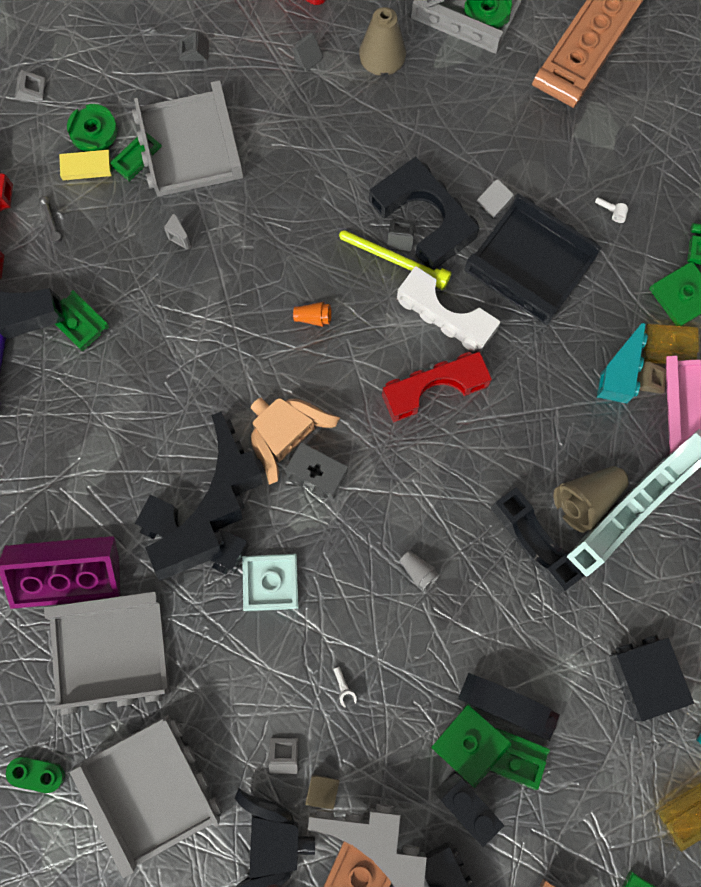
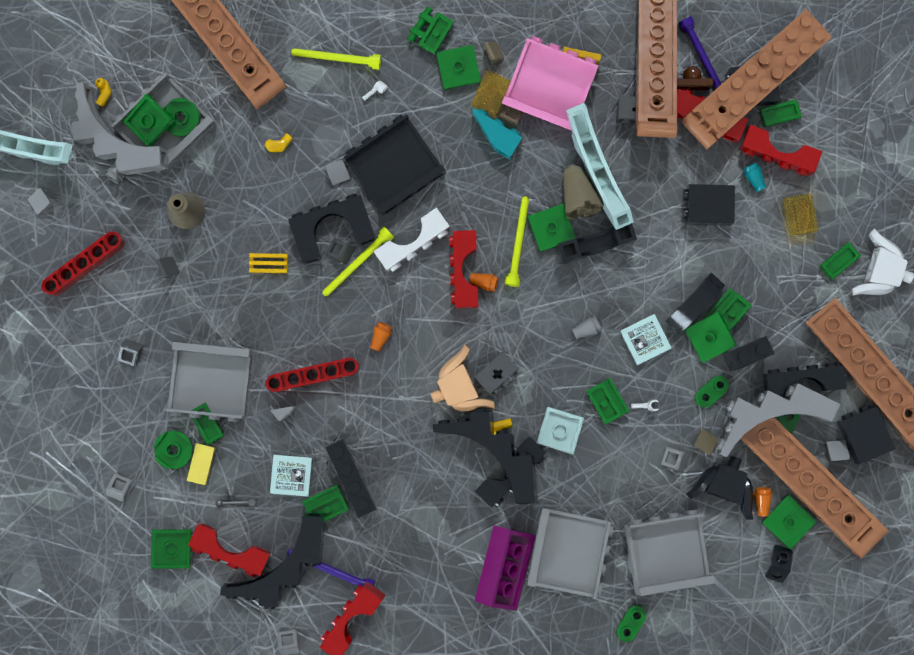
camera: 65 degrees left, 10 degrees up
(100, 353) = (351, 478): none -> black arch
(103, 269) = (291, 475): none -> light aqua tile
(233, 240) = (303, 375): none -> red beam
(252, 503) = (502, 424): none -> yellow arm
(331, 631) = (607, 401): none -> green plate
(349, 142) = (262, 255): none -> yellow tile
(396, 776) = (712, 391): none -> green plate
(430, 417) = (484, 281): none -> orange cone
(433, 655) = (645, 339): none -> light aqua tile
(446, 450) = (513, 277): none -> neon yellow piece
(500, 125) = (278, 145): none -> yellow arm
(533, 475) = (551, 227): none -> green plate
(647, 194) = (372, 61): none -> neon yellow piece

